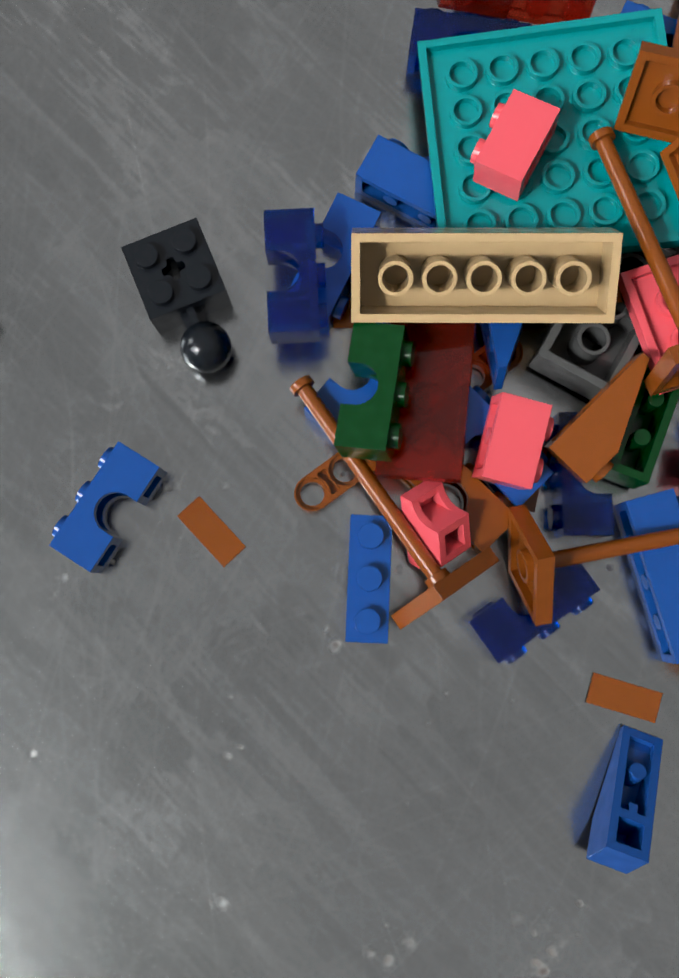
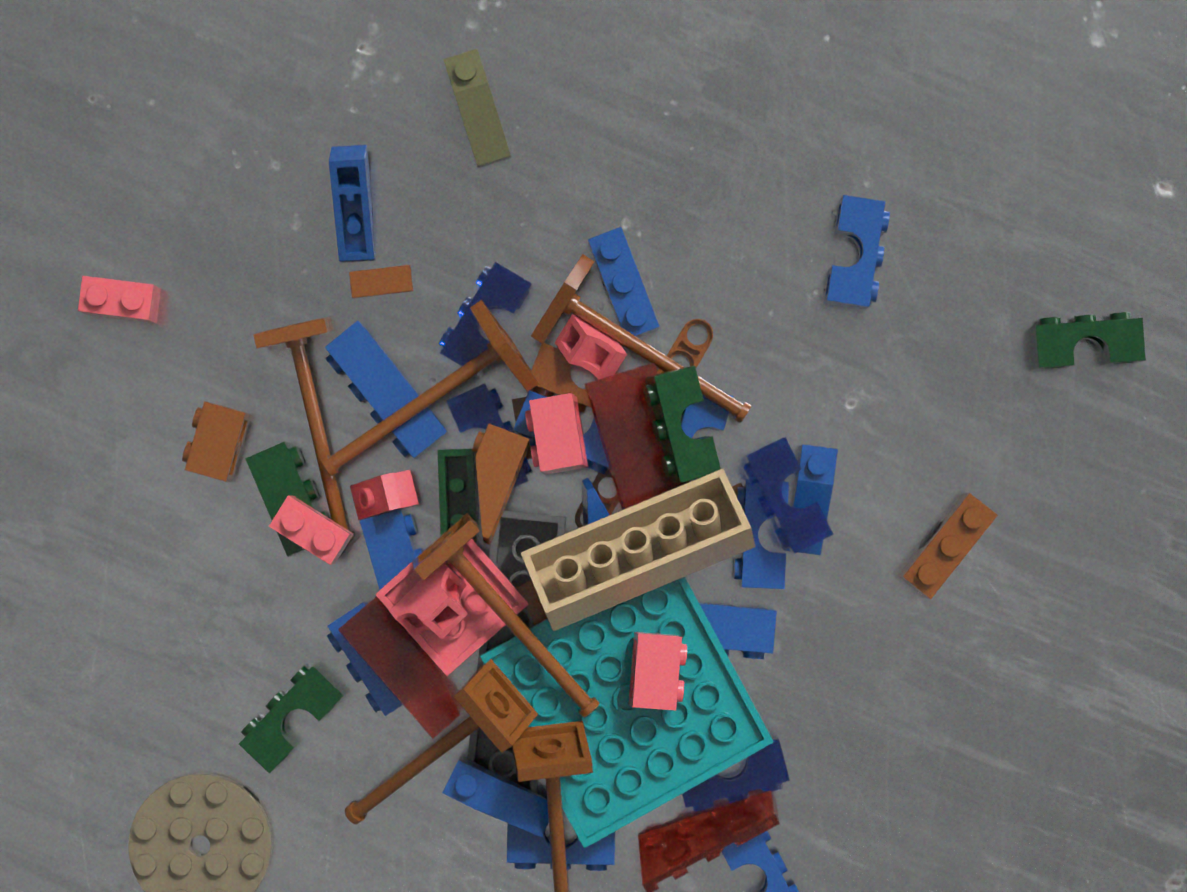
camera: 155 degrees right, 5 degrees up
(171, 157) = (949, 545): none -> dark orange arch
(185, 300) = (838, 417): black brick -> none
(211, 531) = (765, 271): dark orange sticker -> none
(247, 298) = (814, 482): none -> blue slope
(445, 850) = (477, 107): none -> olive slope

